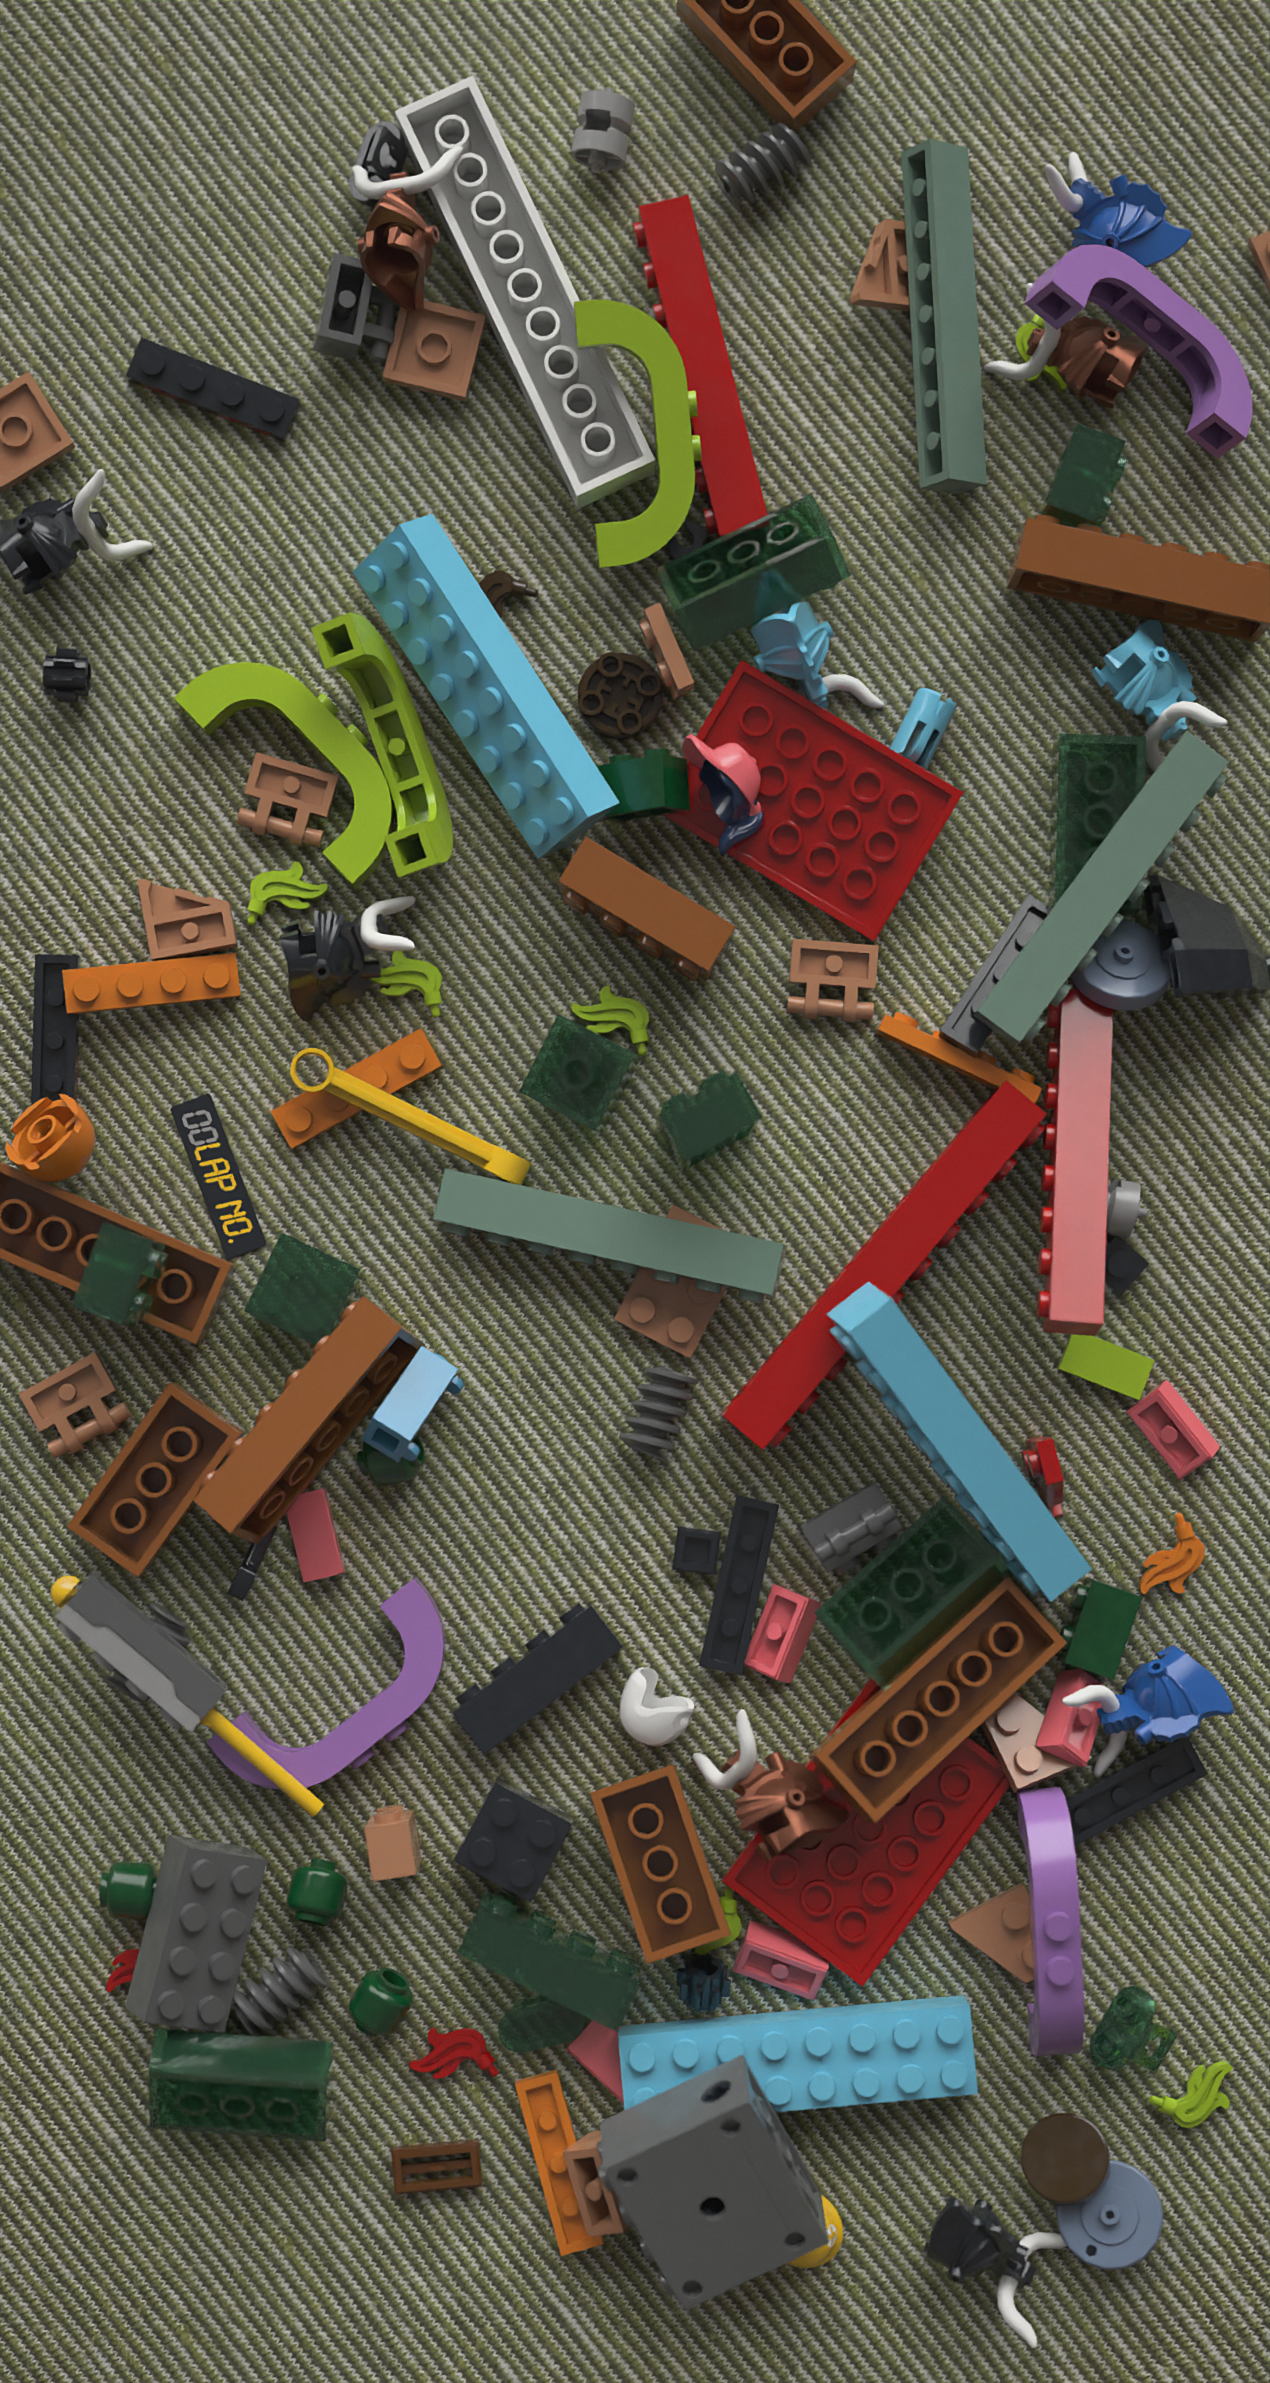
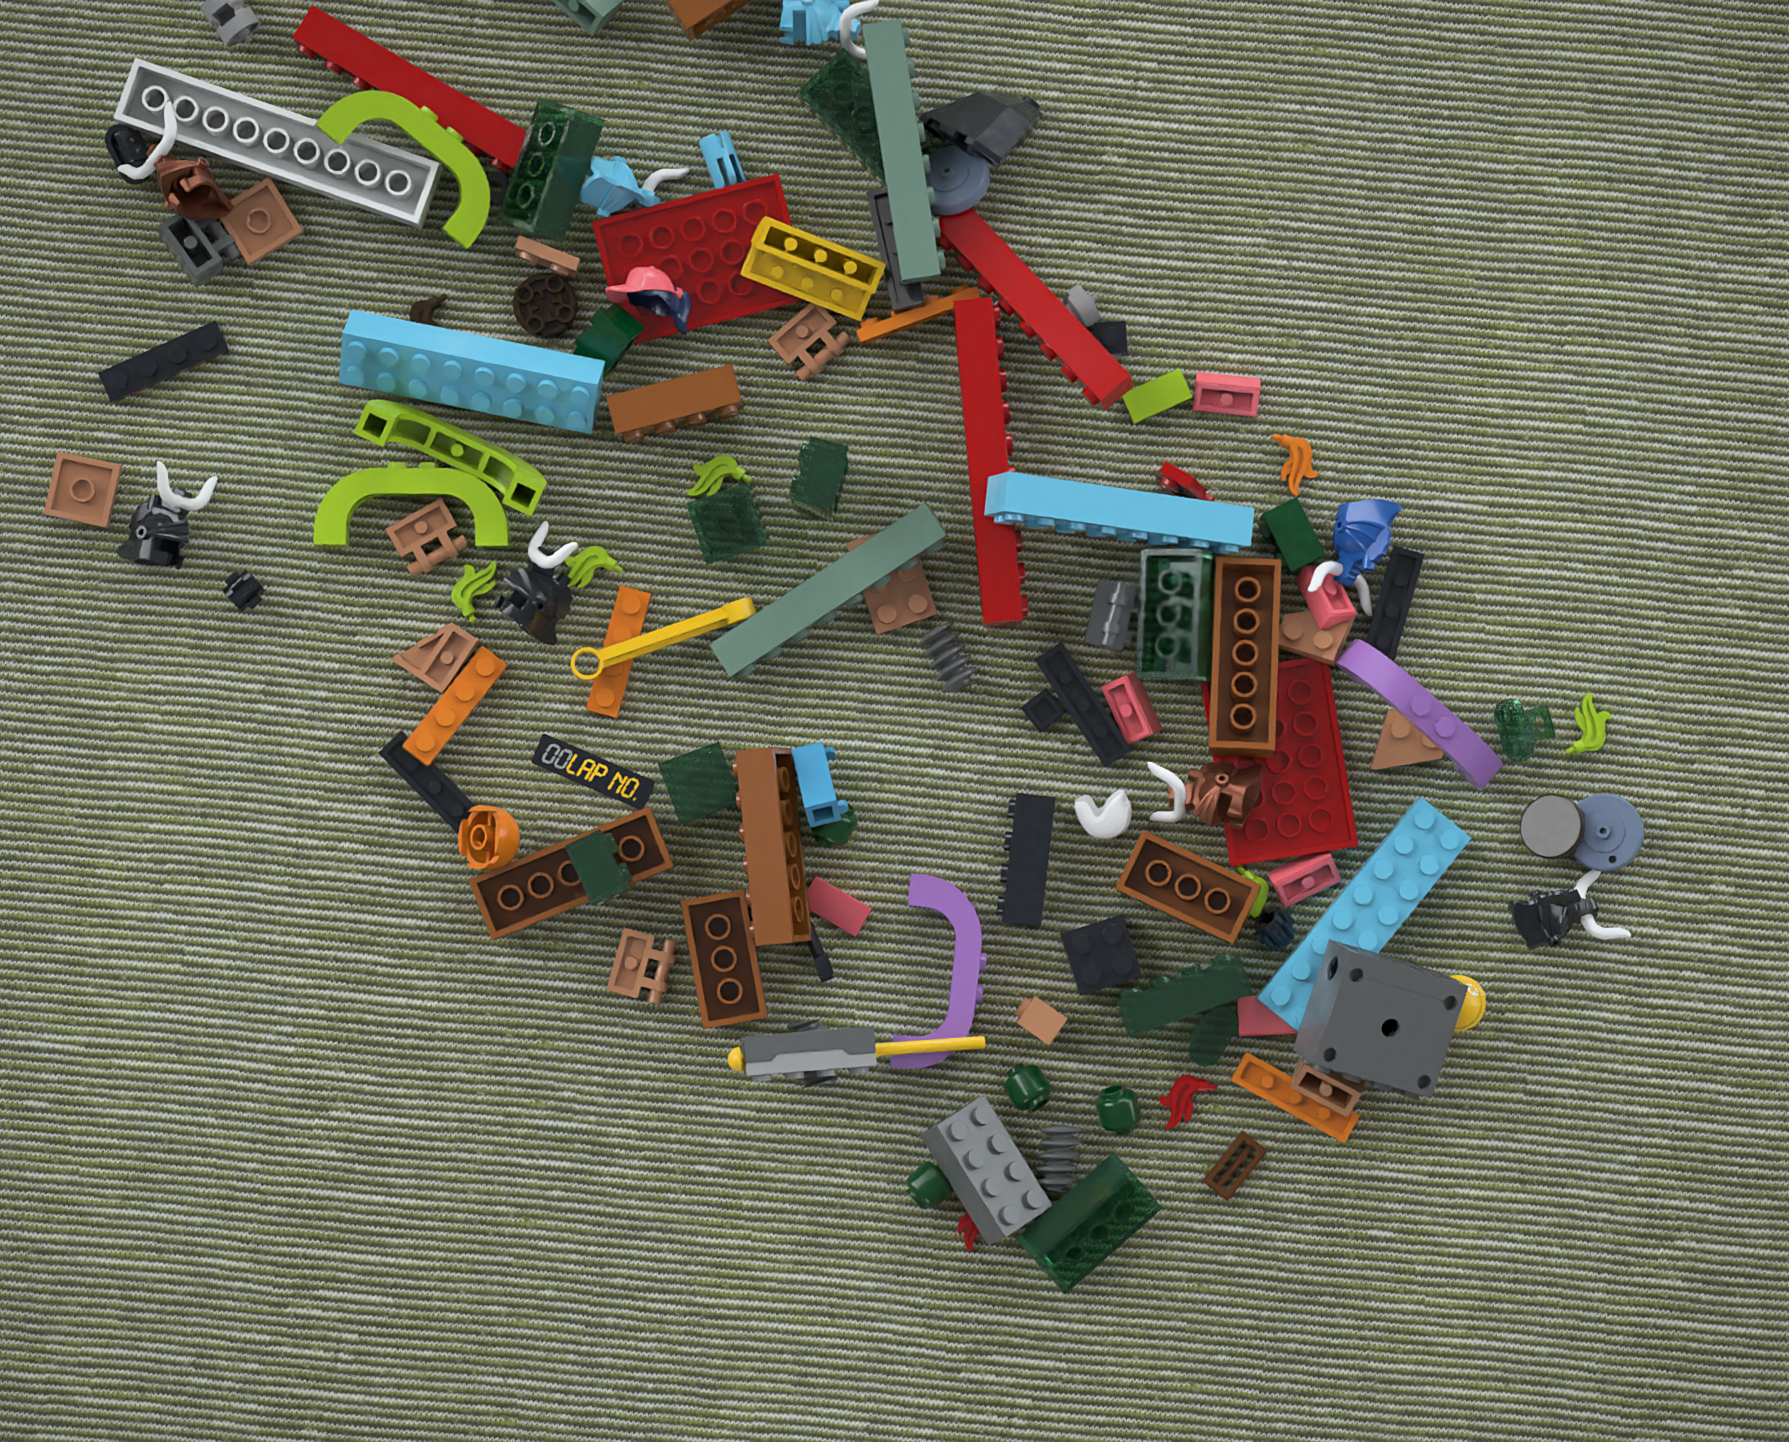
camera: 40 degrees left, 0 degrees up
(904, 914) = (812, 268): none -> yellow brick

